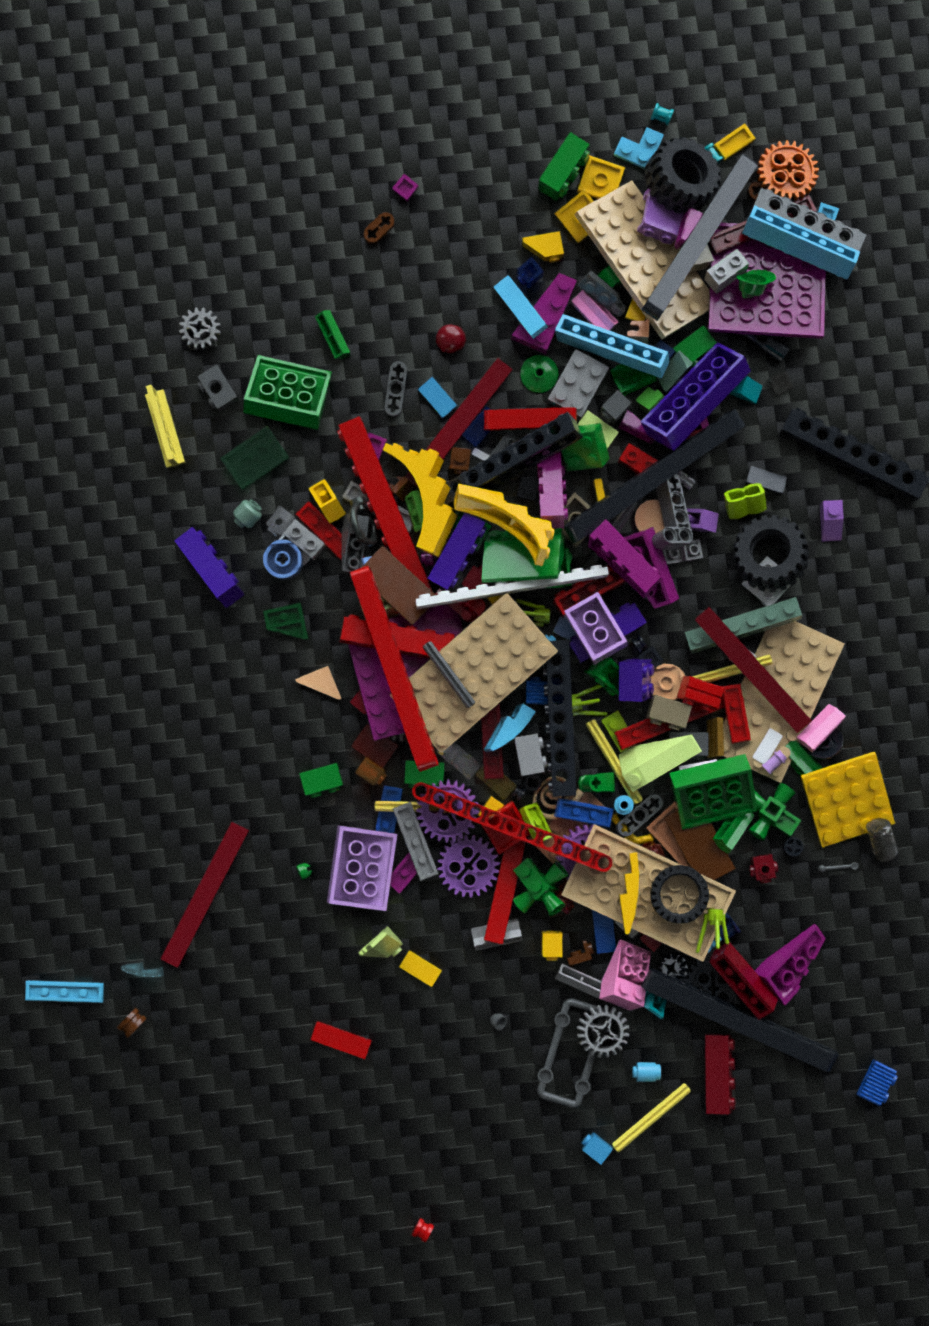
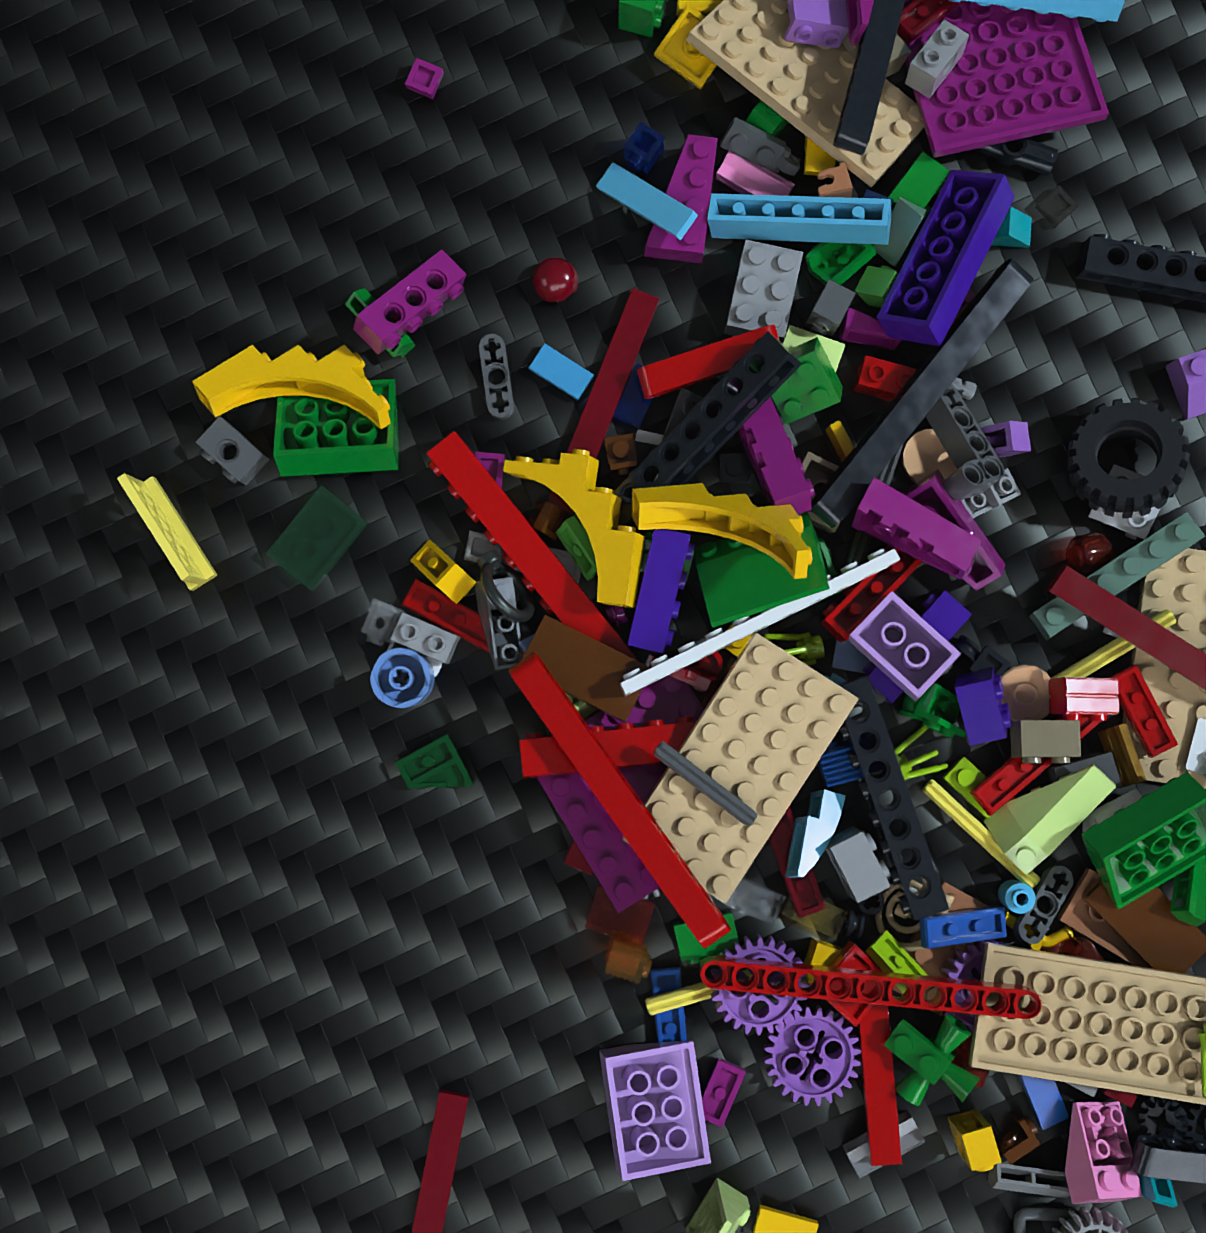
camera: 20 degrees left, 0 degrees up
(201, 320) = (171, 361): light grey gear -> none
(209, 567) = (295, 721): dark purple wedge -> none
(247, 513) = (330, 624): sand green head -> none
(271, 351) = (295, 373): none -> yellow arch
(301, 868) = (565, 1133): green hinge -> none
(321, 681) = (512, 841): light nougat tile -> none
(321, 779) = (555, 990): green brick -> none
(378, 313) = (437, 271): none -> magenta brick
(382, 231) = (397, 146): reddish brown beam -> none
(415, 841) = (723, 1043): light grey tile -> none
(473, 578) = (695, 623): dark red brick -> none
(537, 383) = (700, 308): green dish -> none
(545, 246) = (654, 104): yellow slope -> none
(597, 782) = (968, 873): green piece -> none
(628, 900) = (1080, 1043): yellow slope -> none
(702, 889) = (1189, 1028): black tyre -> none
(733, 605) = (1089, 552): none -> clear red head
(745, 501) = (1063, 391): lime brick -> none
(754, 282) = (984, 64): green piece -> none
(770, 481) = (1079, 354): slope -> none

